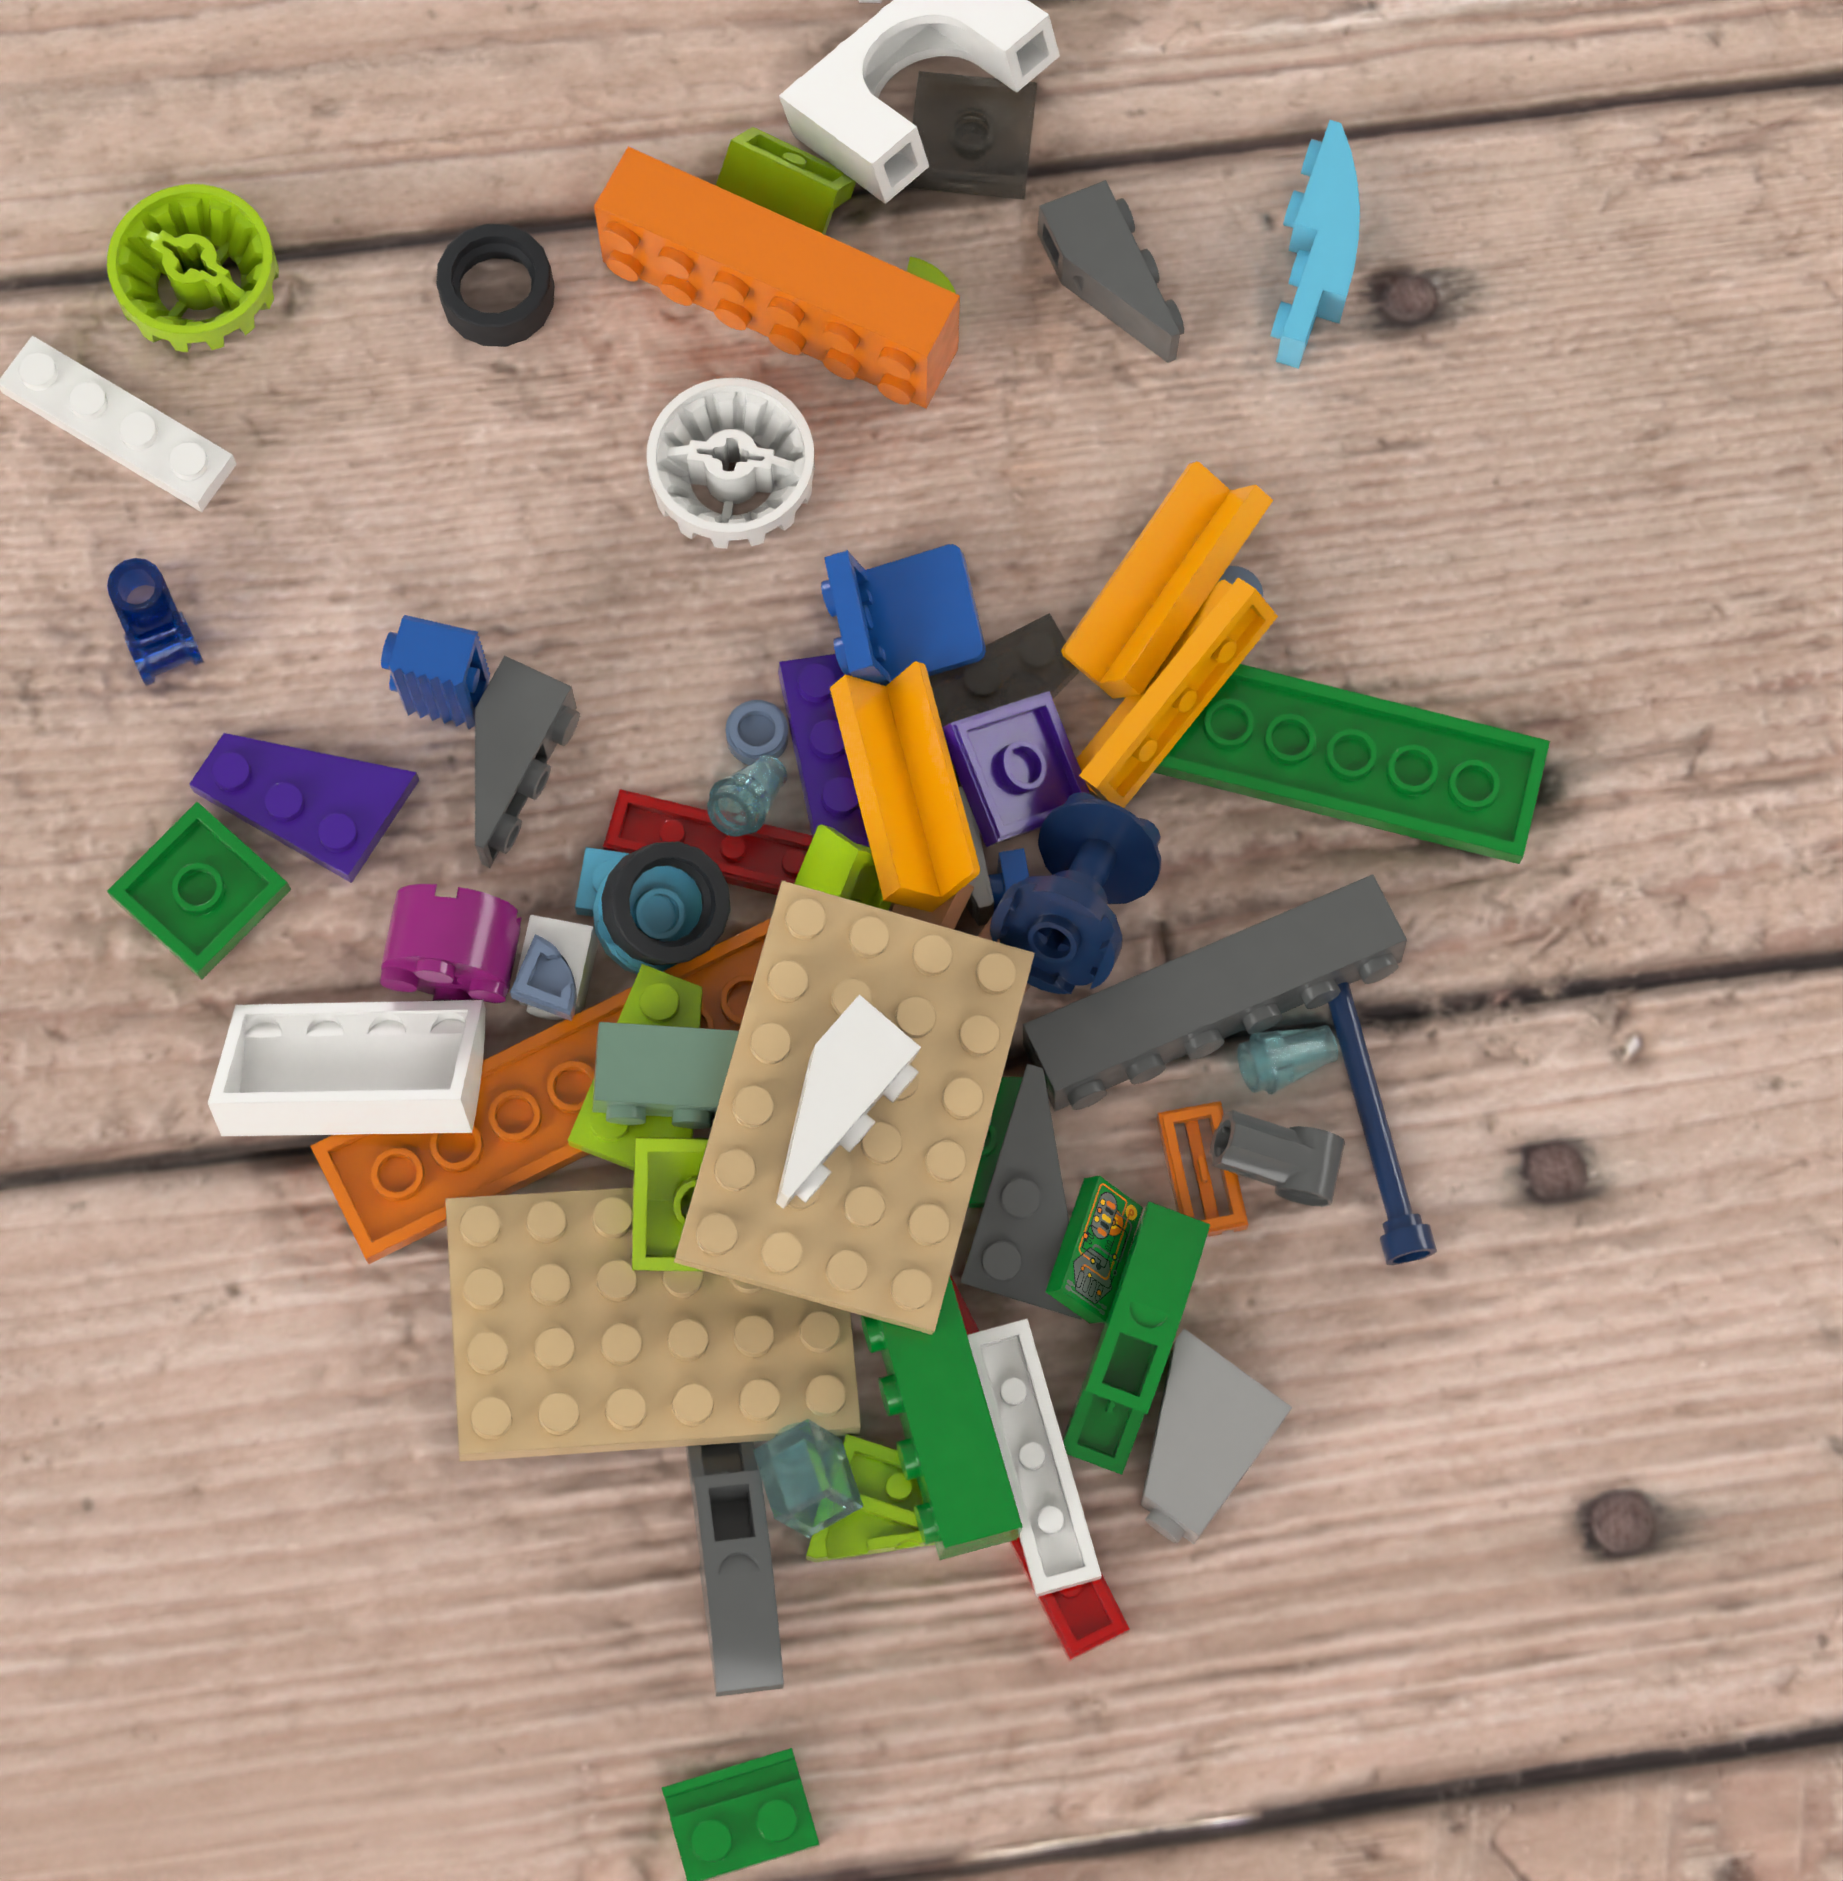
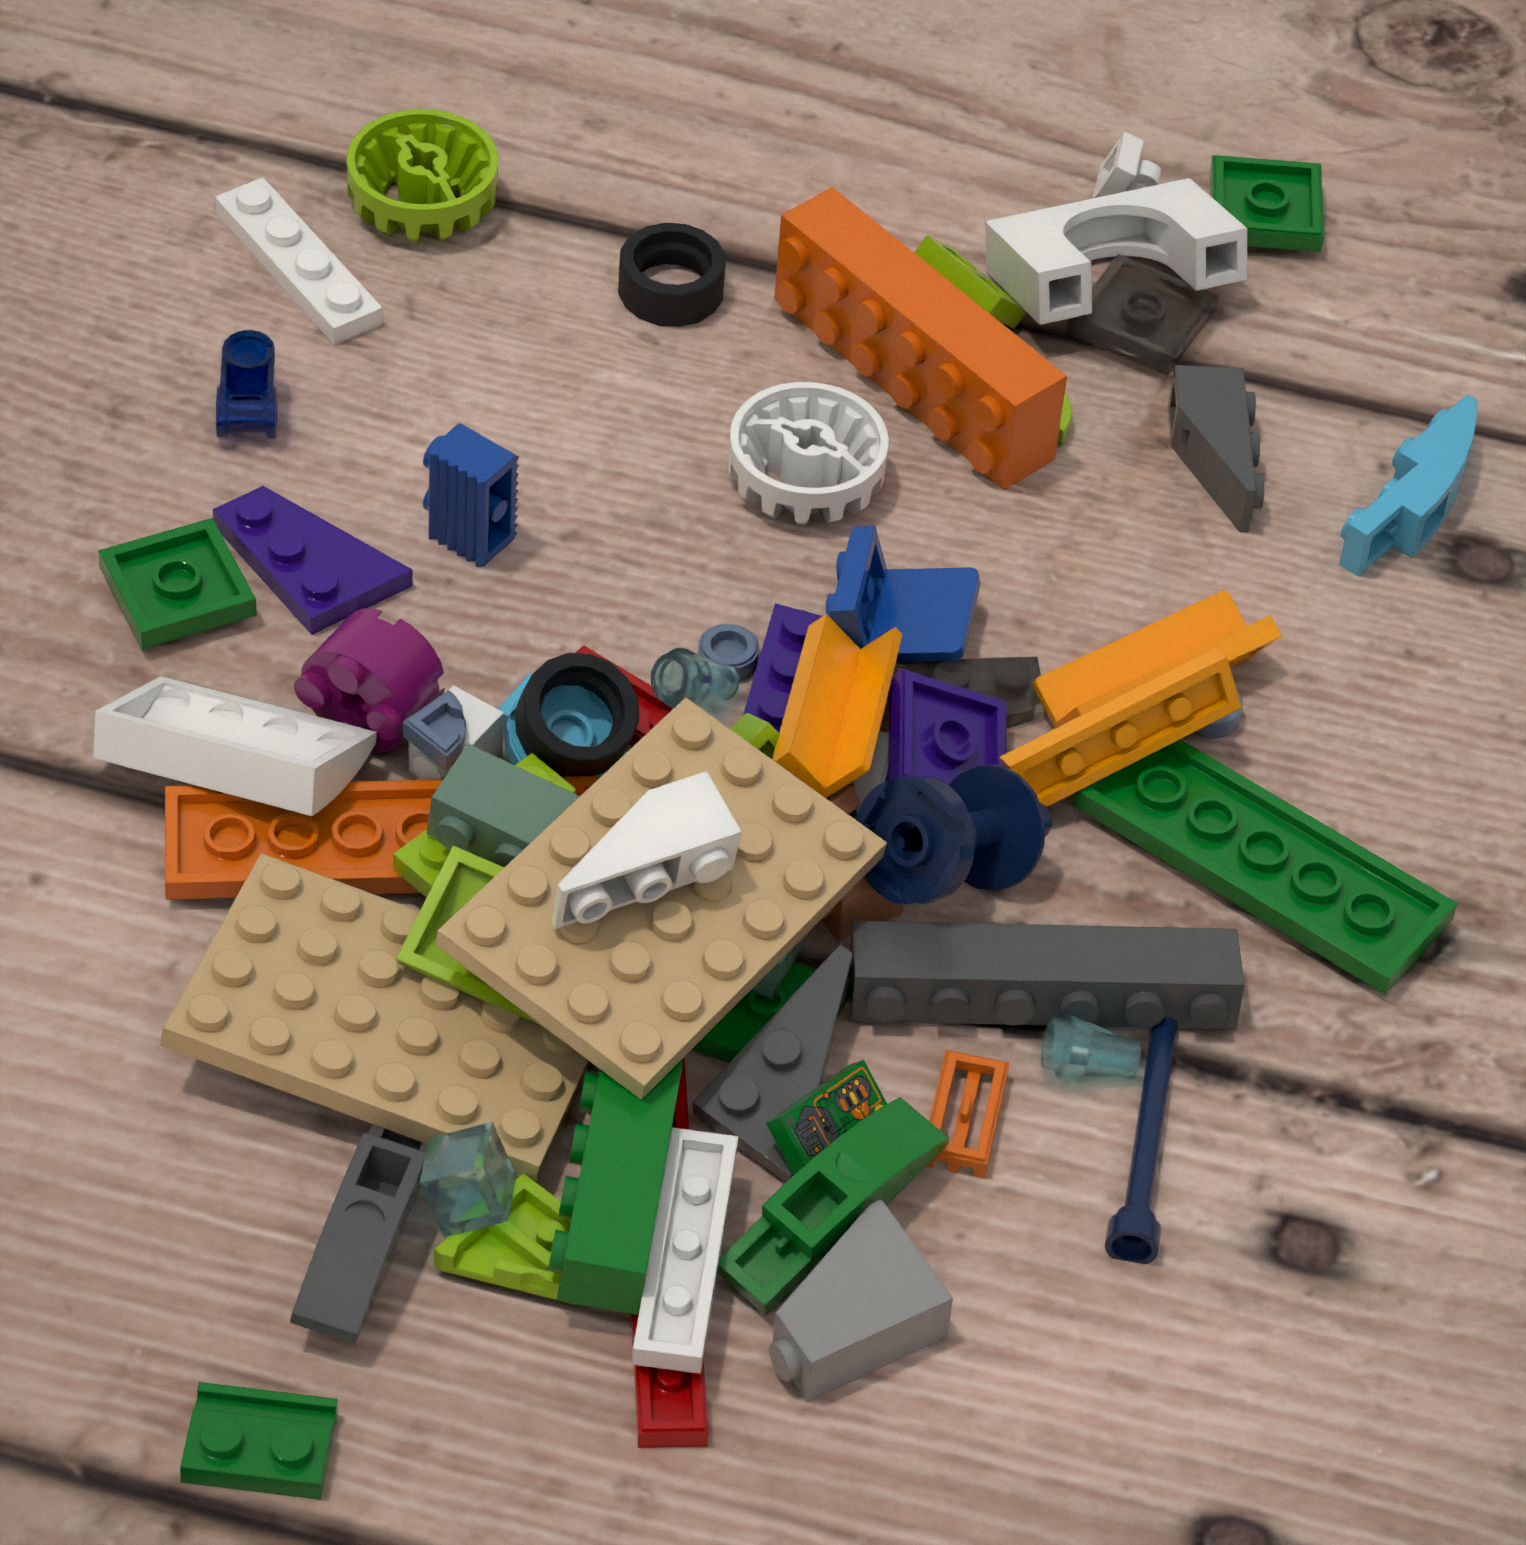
camera: 20 degrees right, 25 degrees down
(515, 735) = (509, 576): dark grey slope -> none
(1295, 1160) = (1057, 1130): dark grey piece -> none

